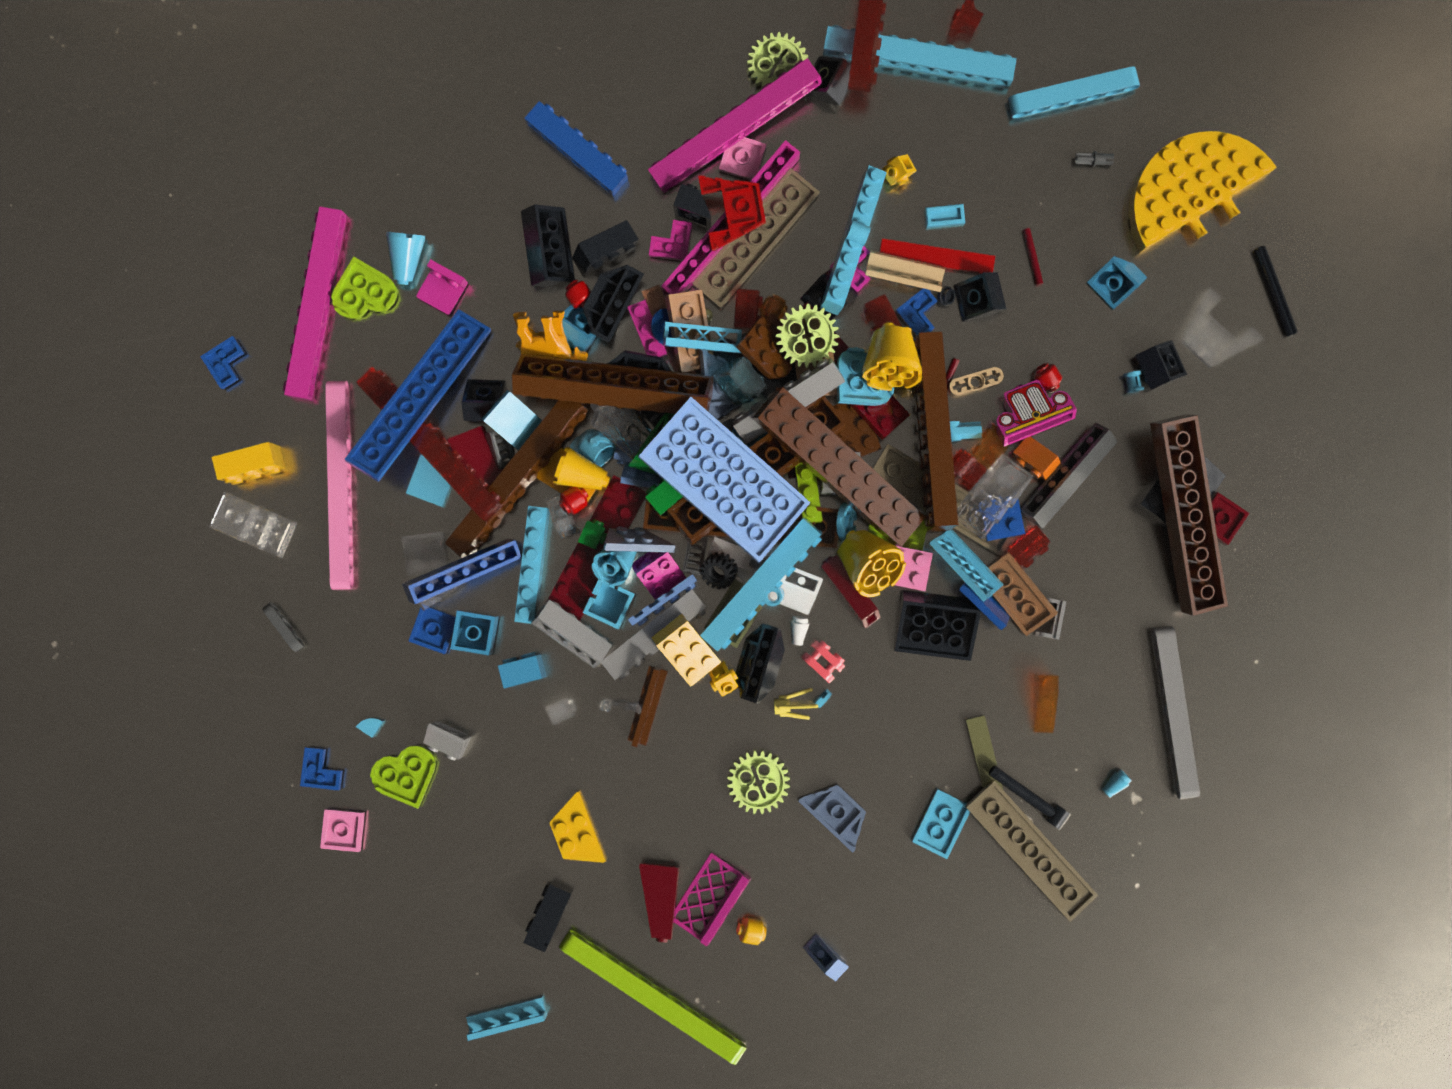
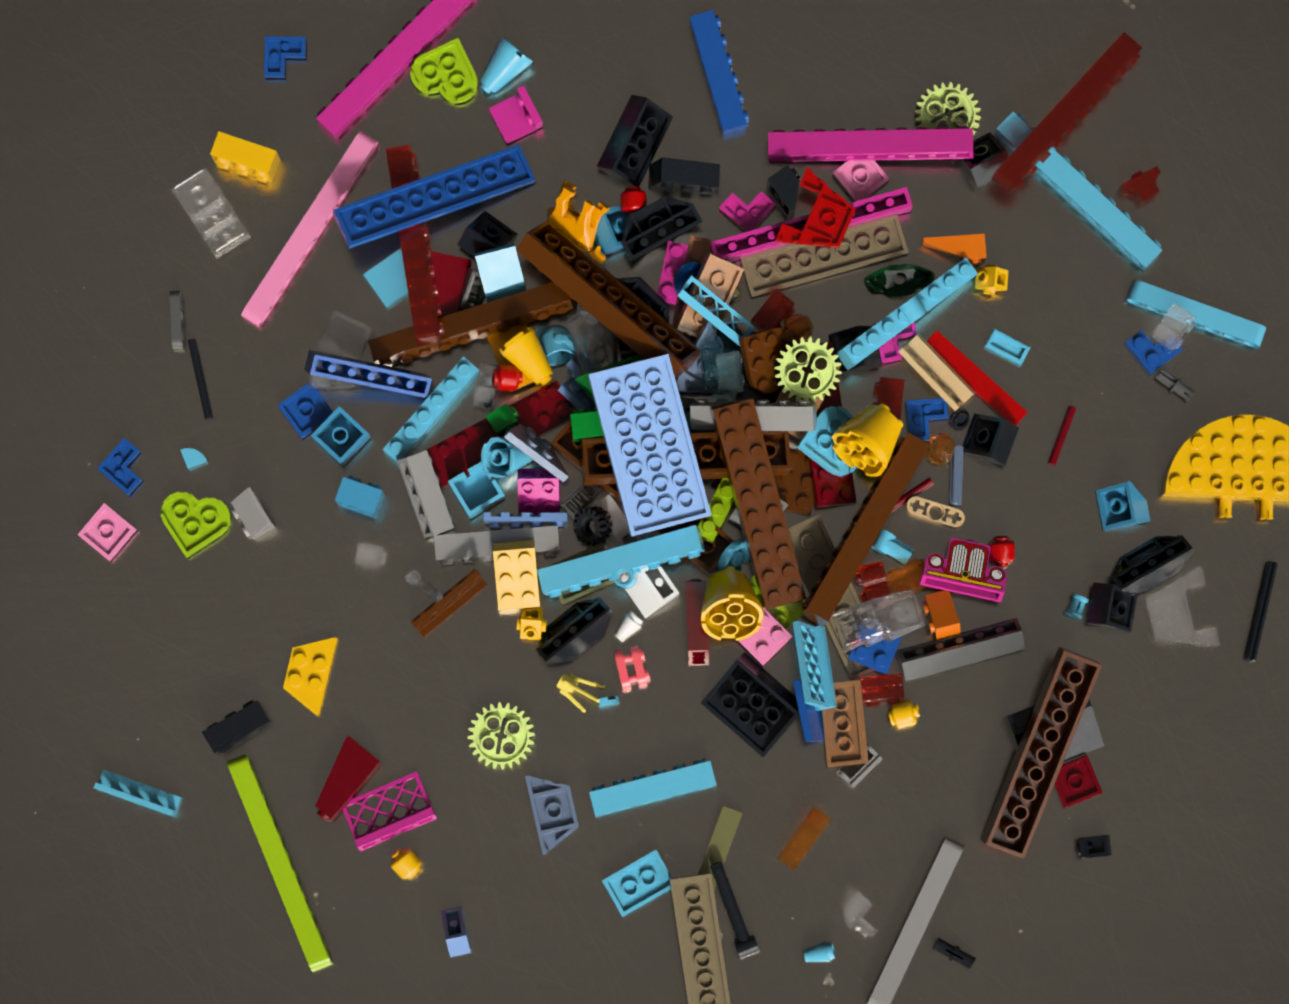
camera: 30 degrees right, 5 degrees down
(333, 660) = (200, 379): none -> black bar
(814, 227) = (883, 279): none -> dark green piece
(856, 161) = (959, 247): none -> orange slope
(903, 743) = (652, 788): none -> medium azure brick
(949, 327) = (941, 449): none -> clear orange head
(973, 342) = (956, 476): none -> sand blue axle
(1058, 148) = (1149, 355): none -> blue plate
(1058, 555) = (904, 714): none -> yellow head
(1070, 106) = (1174, 325): none -> clear piece
(1122, 734) = (854, 910): none -> clear brick
(1170, 309) = (1151, 563): none -> black wedge
(1219, 713) = (963, 958): none -> black pin
(1272, 559) = (1094, 846): none -> black bracket

